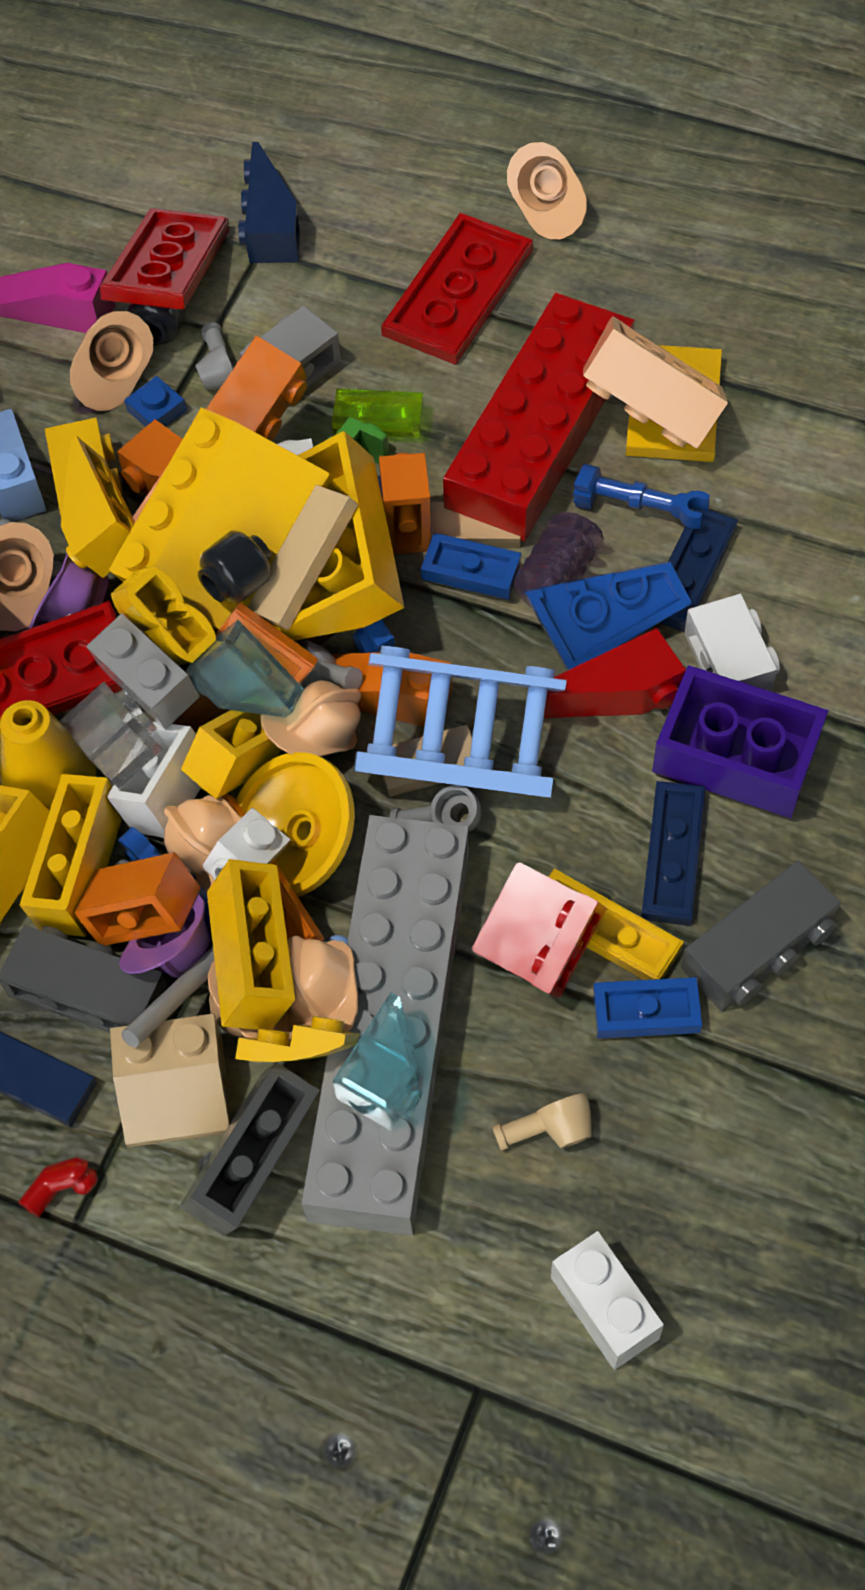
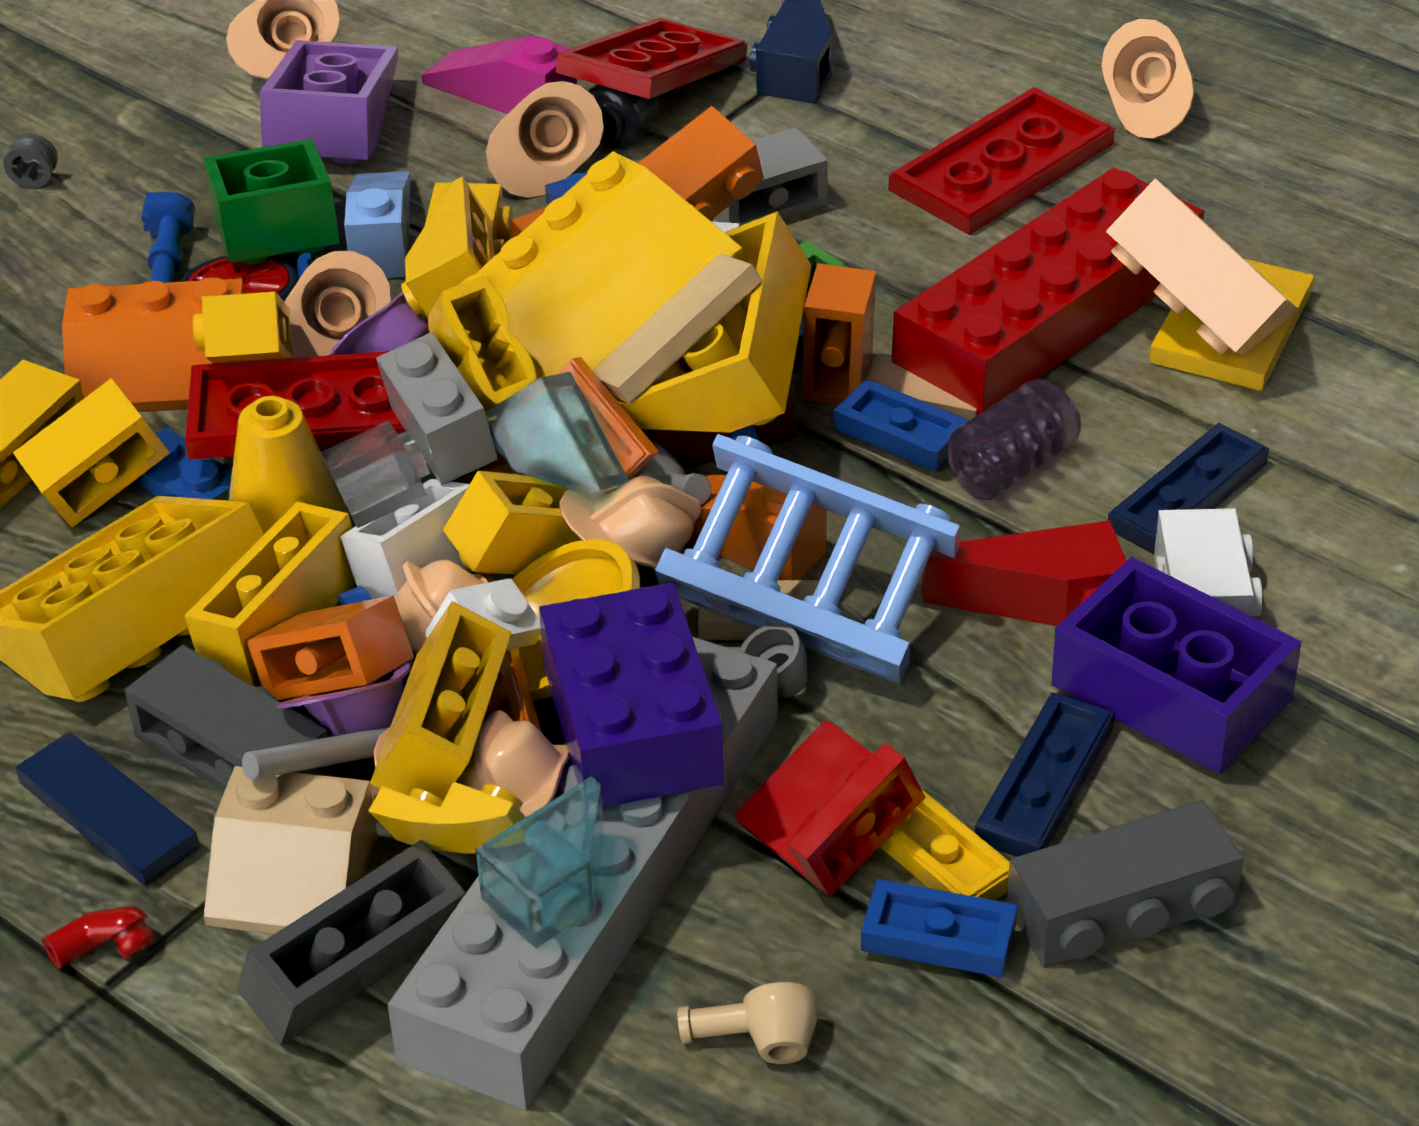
camera: 15 degrees right, 20 degrees down
(234, 567) = (587, 315): black head -> none
(386, 901) = (632, 694): none -> dark purple brick
(391, 411) = (860, 250): clear neon green plate -> none
(590, 483) = (1088, 372): blue piece -> none
(606, 609) = (1049, 487): blue wing -> none

